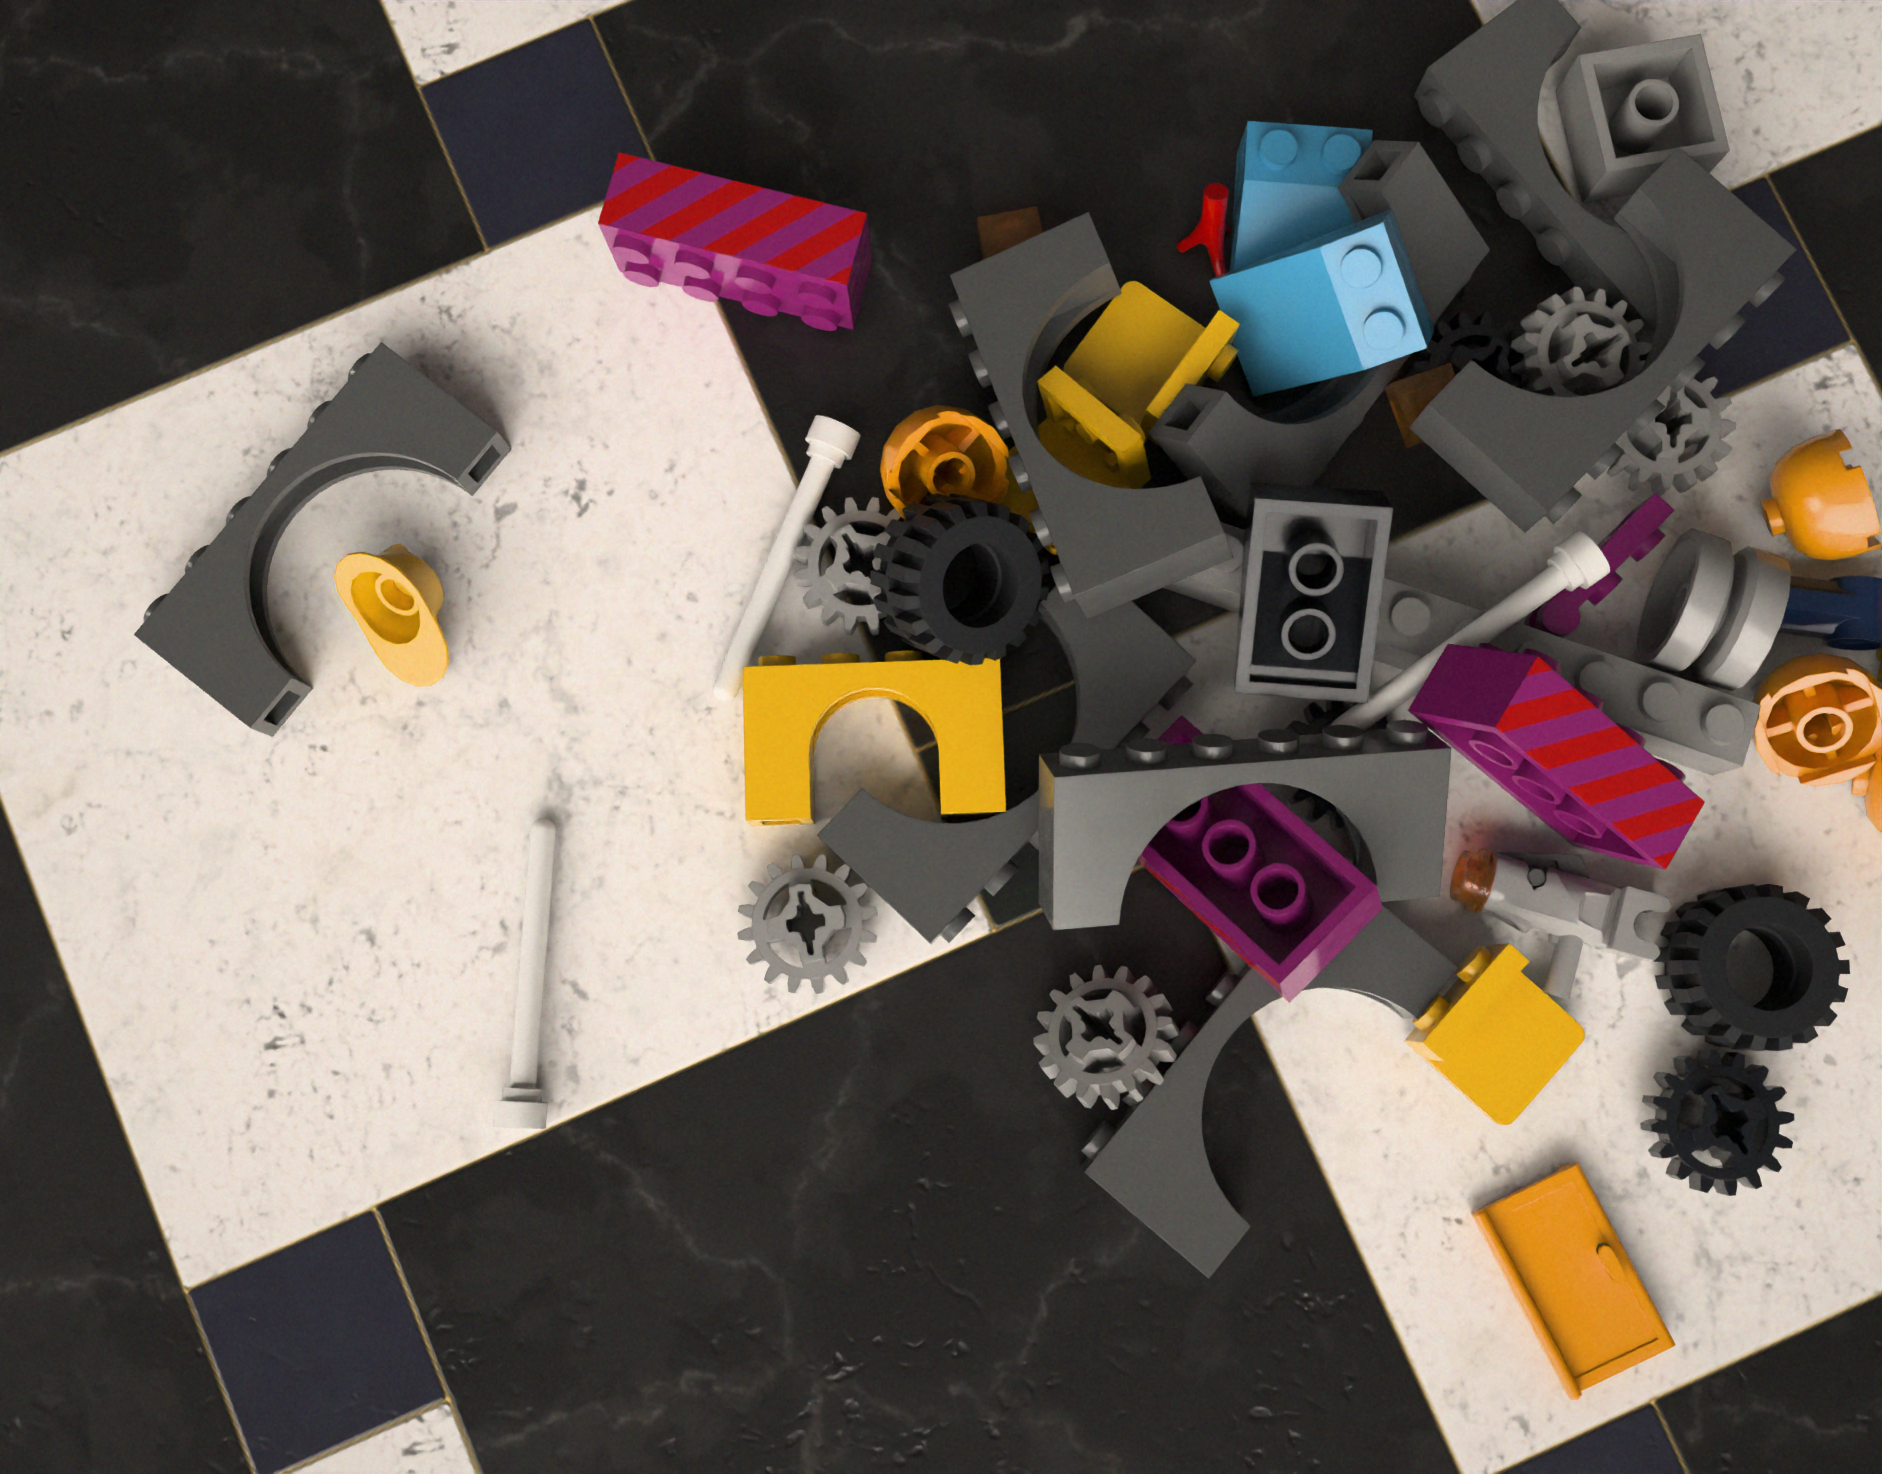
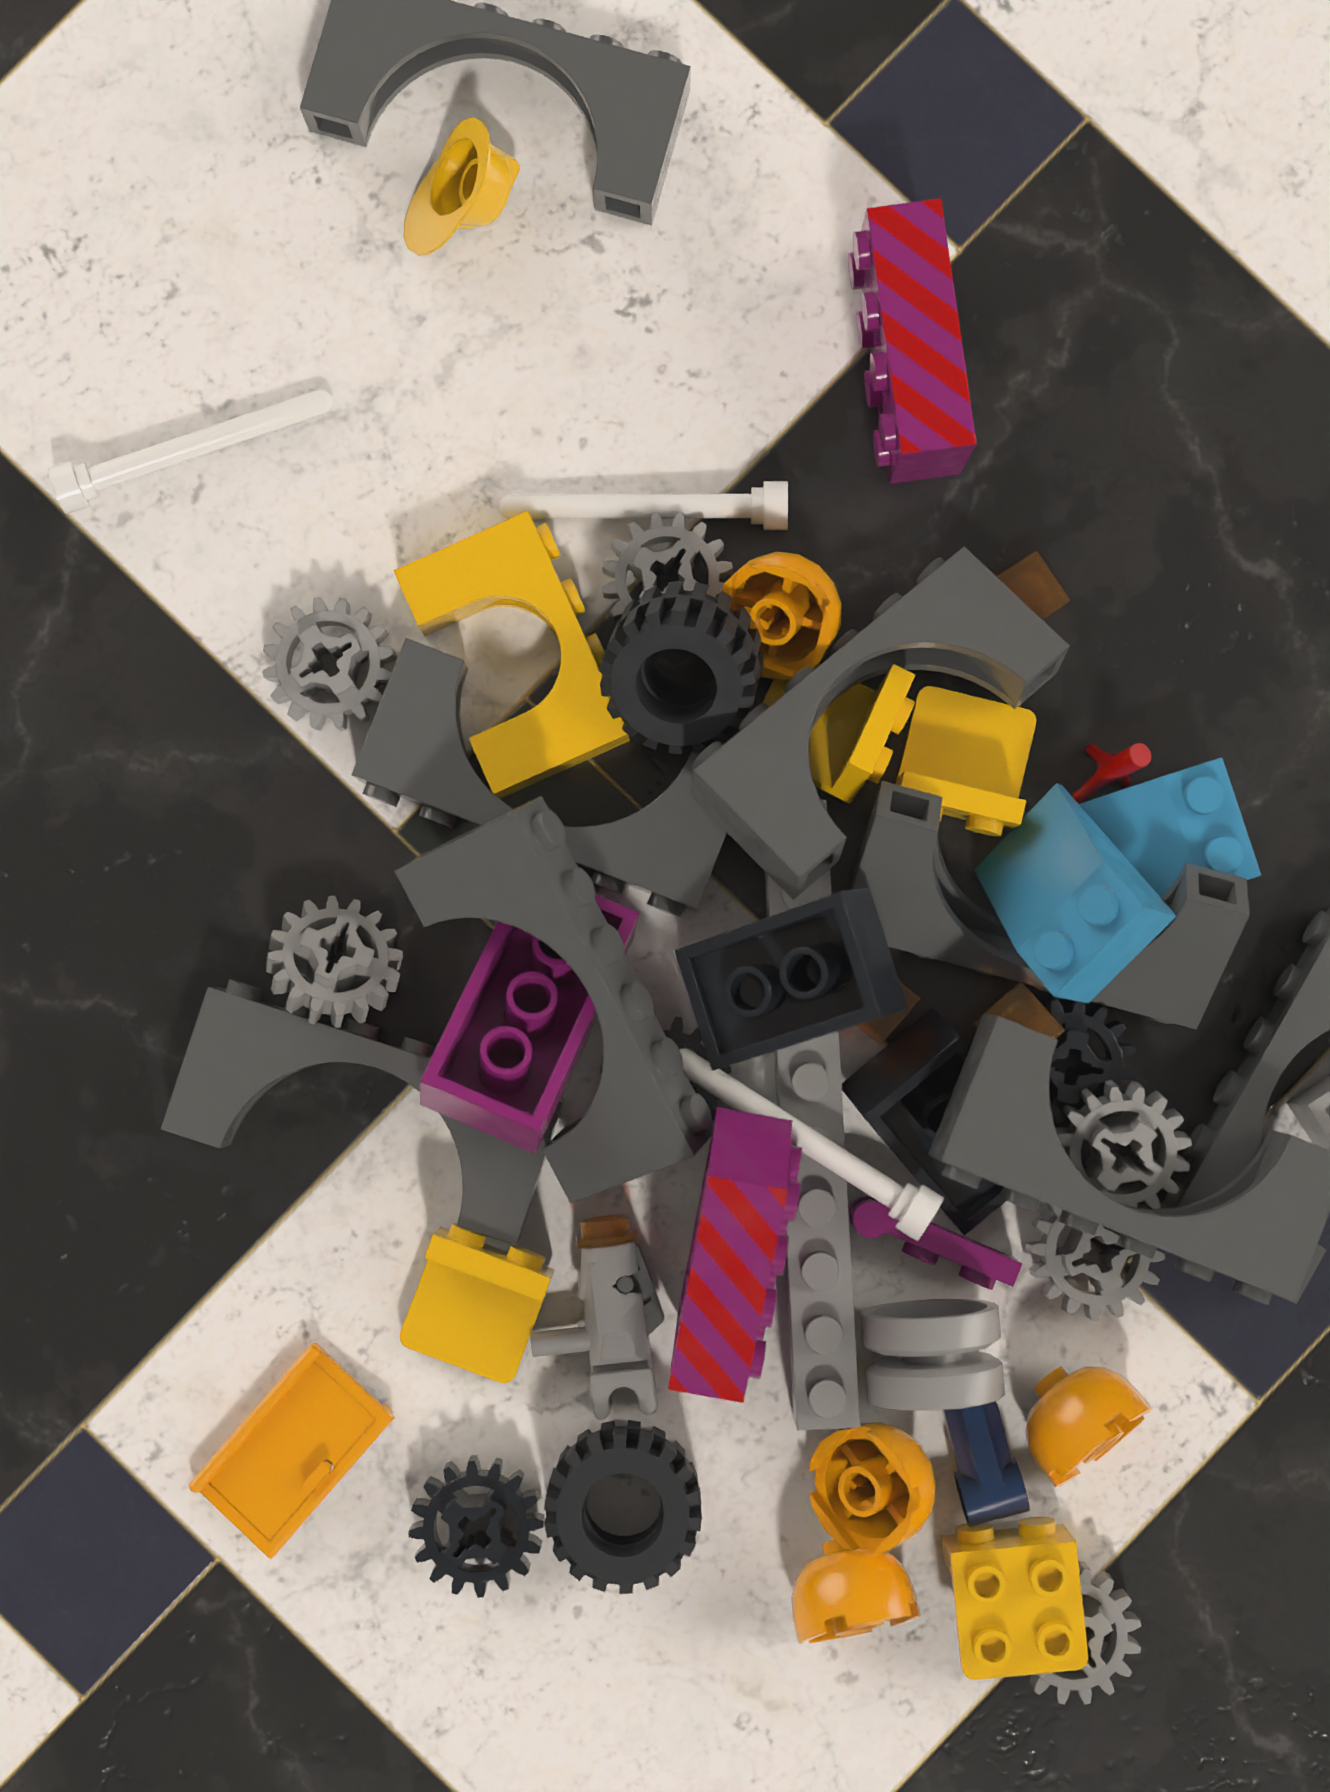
camera: 65 degrees right, 5 degrees up
(1456, 536) = (904, 1101): none -> black slope

